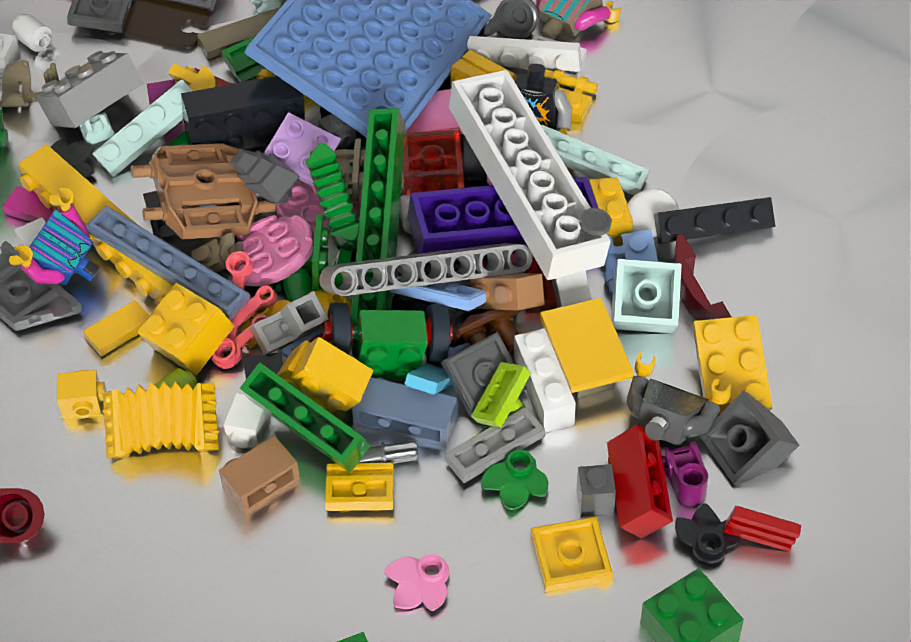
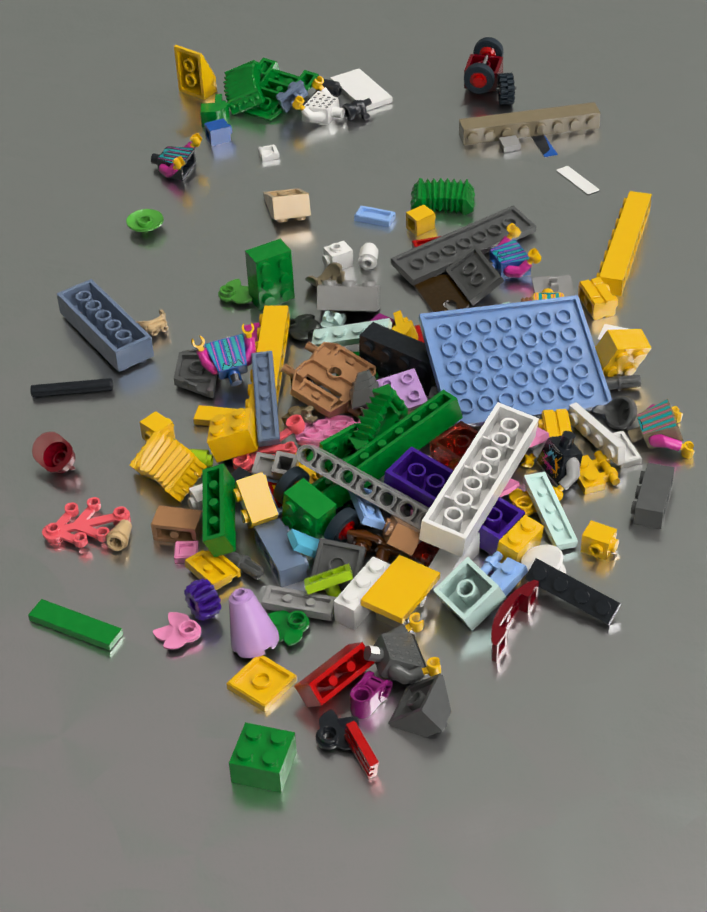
camera: 50 degrees right, 10 degrees down
(150, 565) = (83, 524): none -> coral plant
(211, 540) = (119, 536): none -> tan cone
(302, 495) = (184, 550): none -> bright pink tile
(410, 525) = (202, 599): none -> dark purple gear
(503, 510) = (250, 625): none -> lavender cone
(595, 221) = (469, 523): dark grey piece -> none
(596, 490) = (308, 658): dark grey brick -> none
(648, 76) = (652, 495): none -> dark grey brick
(664, 154) = (599, 540): none -> yellow brick
(734, 354) = (470, 663): yellow plate -> none

